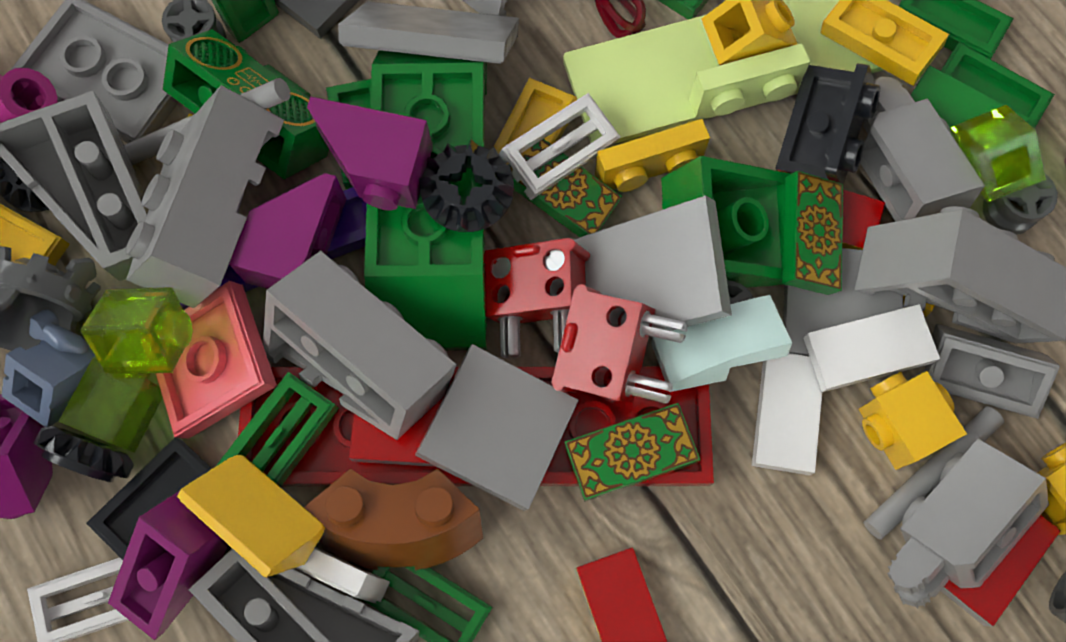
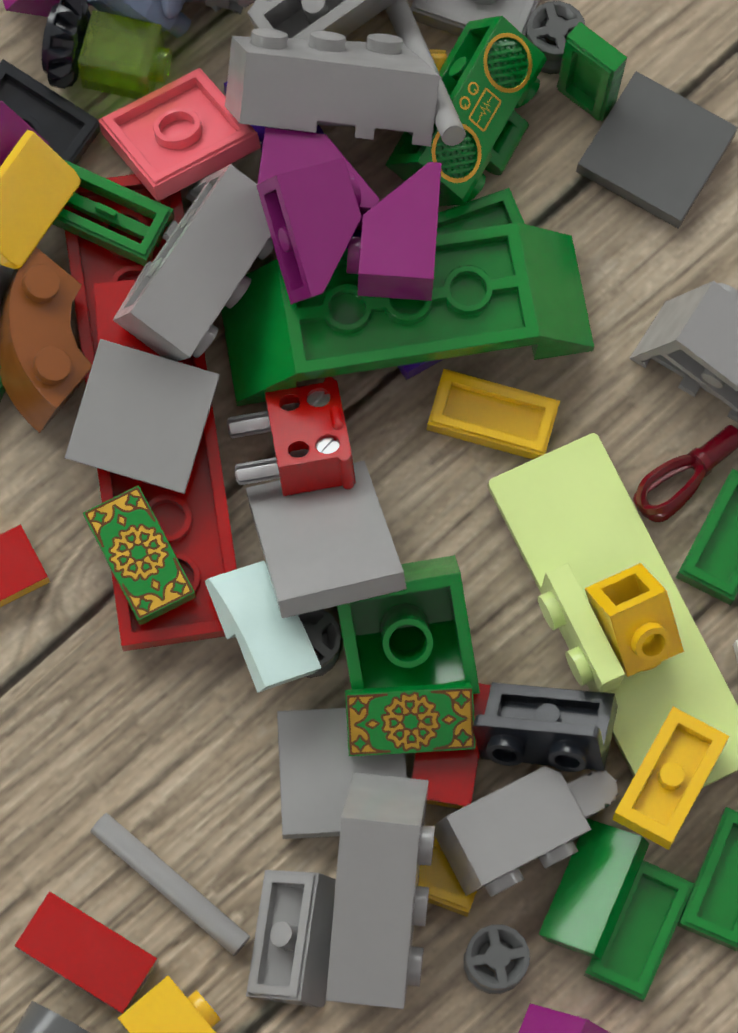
camera: 75 degrees right, 0 degrees up
(138, 330) = (188, 60): clear neon green brick -> none
(346, 226) = (311, 223): none -> magenta slope
(429, 32) = (585, 282): light grey tile -> none
(484, 204) = (364, 357): black gear -> none
(524, 170) = (428, 401): white tile -> none
(576, 201) = (427, 451): tile -> none
(599, 345) = (238, 508): piece -> none
(634, 162) = (490, 564): yellow plate -> none
(788, 416) = (213, 724): white tile -> none
(871, 348) = (289, 794): white tile -> none
(910, 418) = (220, 844): yellow brick -> none
(966, 523) = (110, 900): light grey hinge -> none
(1001, 151) = (531, 906): clear neon green brick -> none

